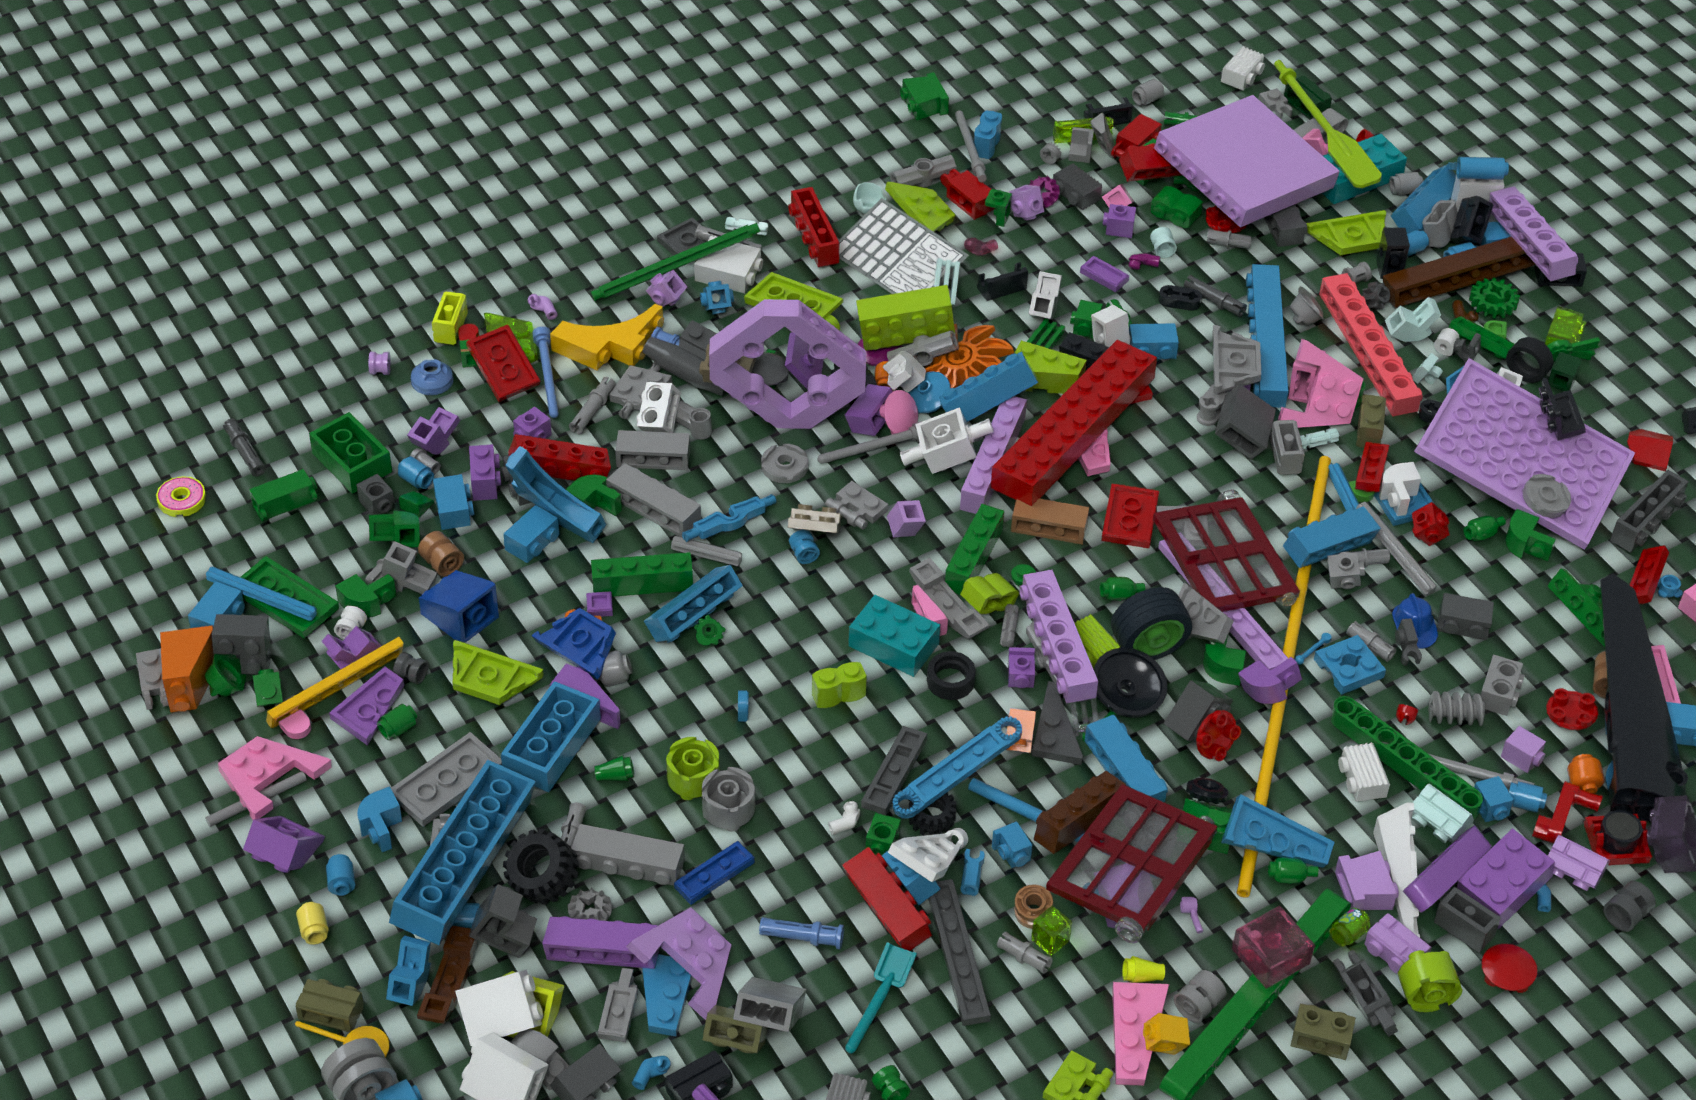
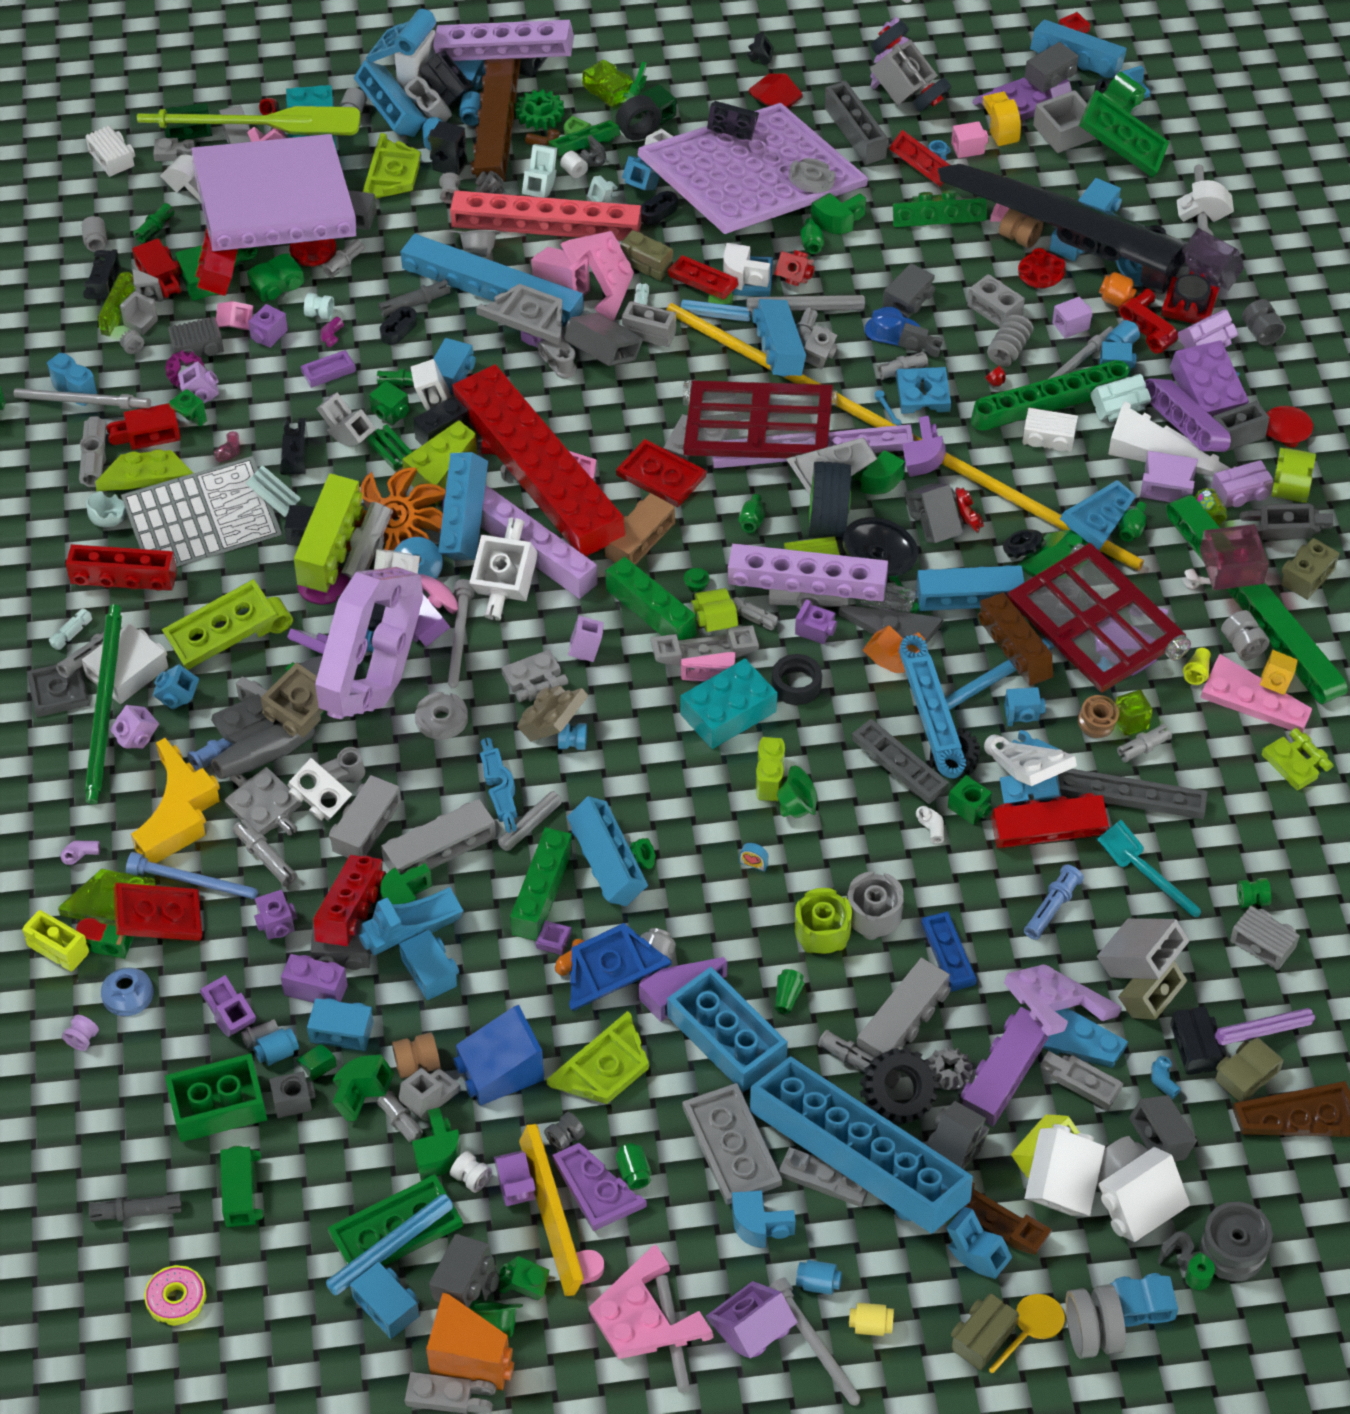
camera: 65 degrees left, 5 degrees up
(316, 856) = (816, 1344): none -> light grey piece
(825, 712) = (797, 794): none -> green piece

